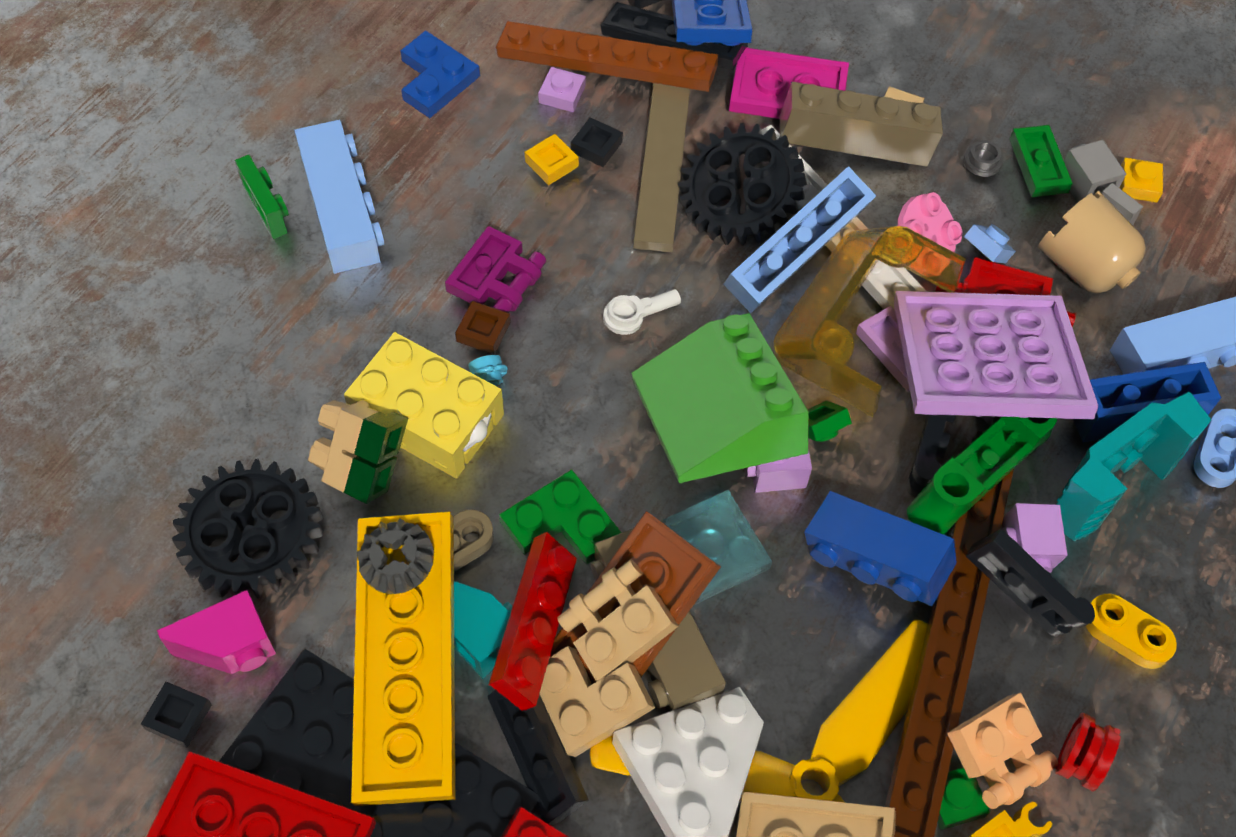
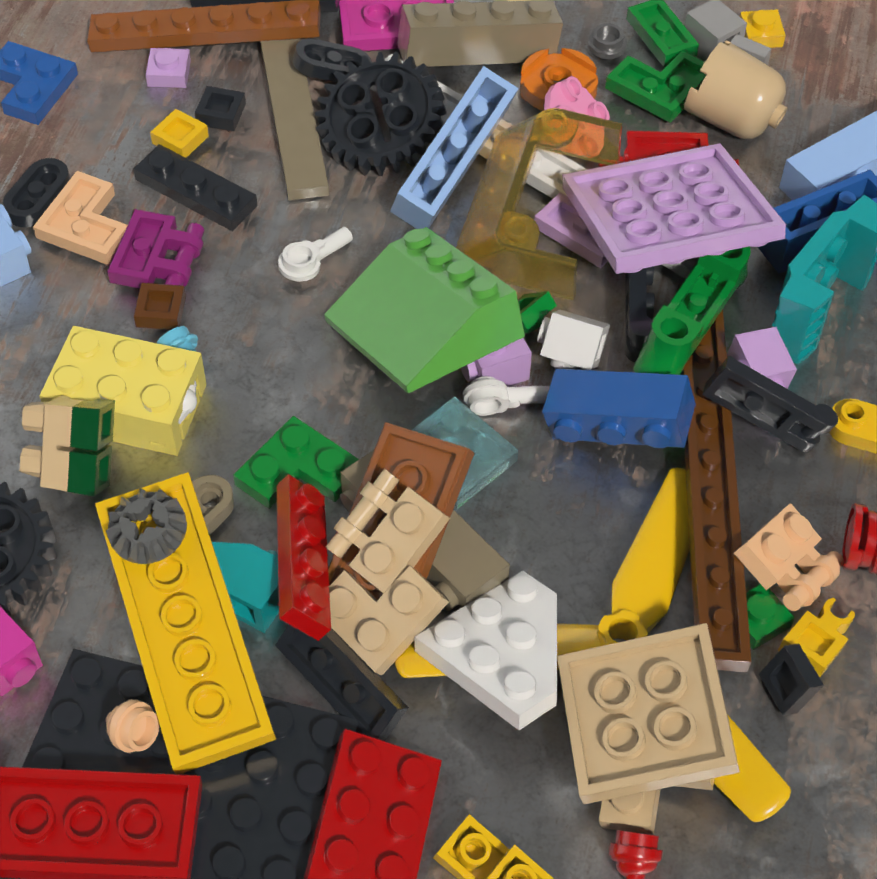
camera: 15 degrees left, 5 degrees down
(329, 747) = (132, 726): none -> light nougat plate
(404, 186) = (32, 192): none -> black plate
(432, 220) = (76, 222): none -> light nougat plate
(551, 215) = (195, 187): none -> black plate
(706, 116) = (323, 58): none -> black plate
(760, 498) = (492, 396): none -> white plate
(857, 463) = (572, 340): none -> white brick
(914, 171) = (543, 69): none -> orange plate
(991, 242) = (638, 113): light blue plate -> none
(1021, 221) = (657, 91): none -> green plate

